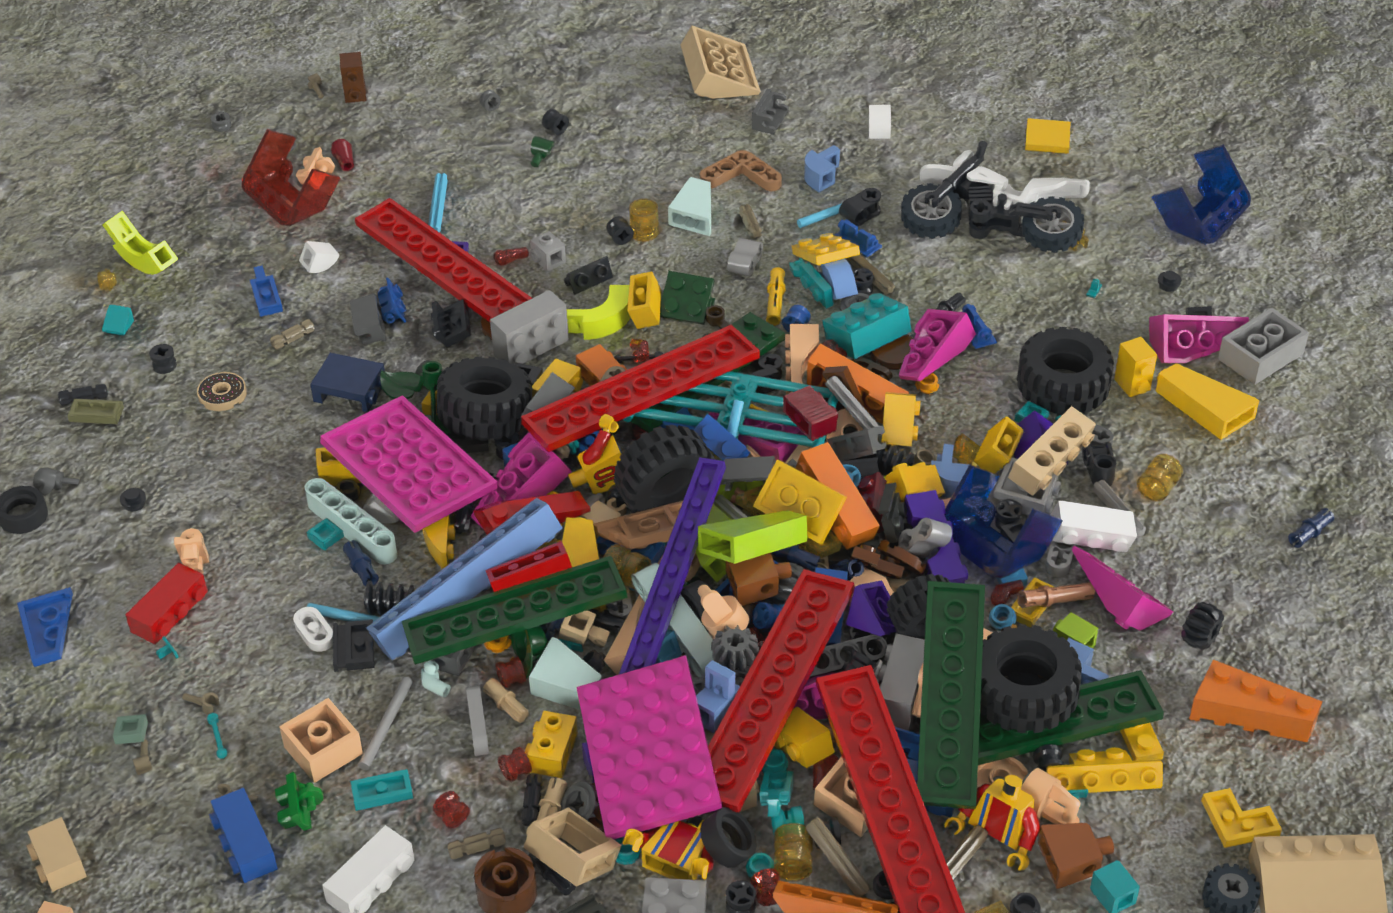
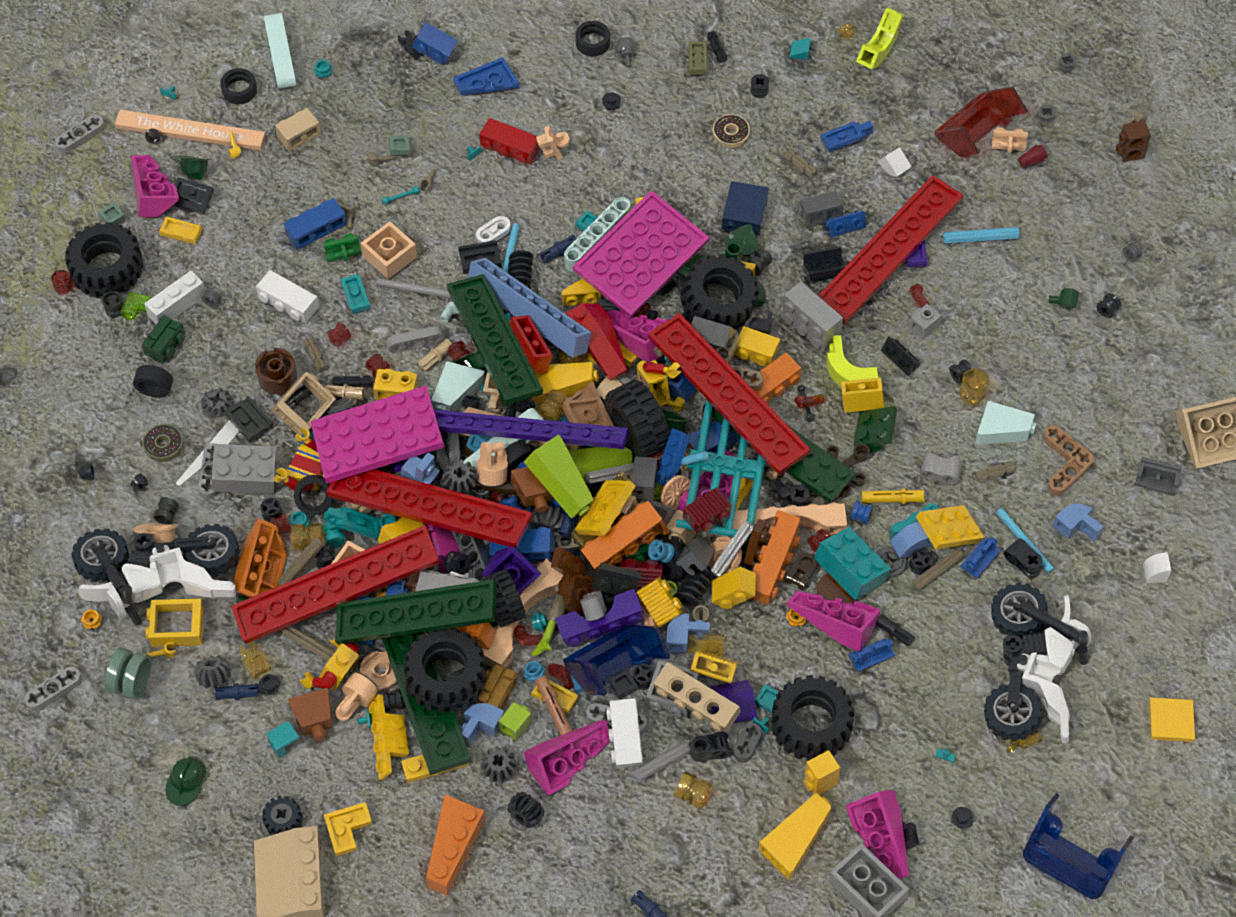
camera: 85 degrees right, 15 degrees up
(1137, 654) = (498, 772): none -> dark grey gear

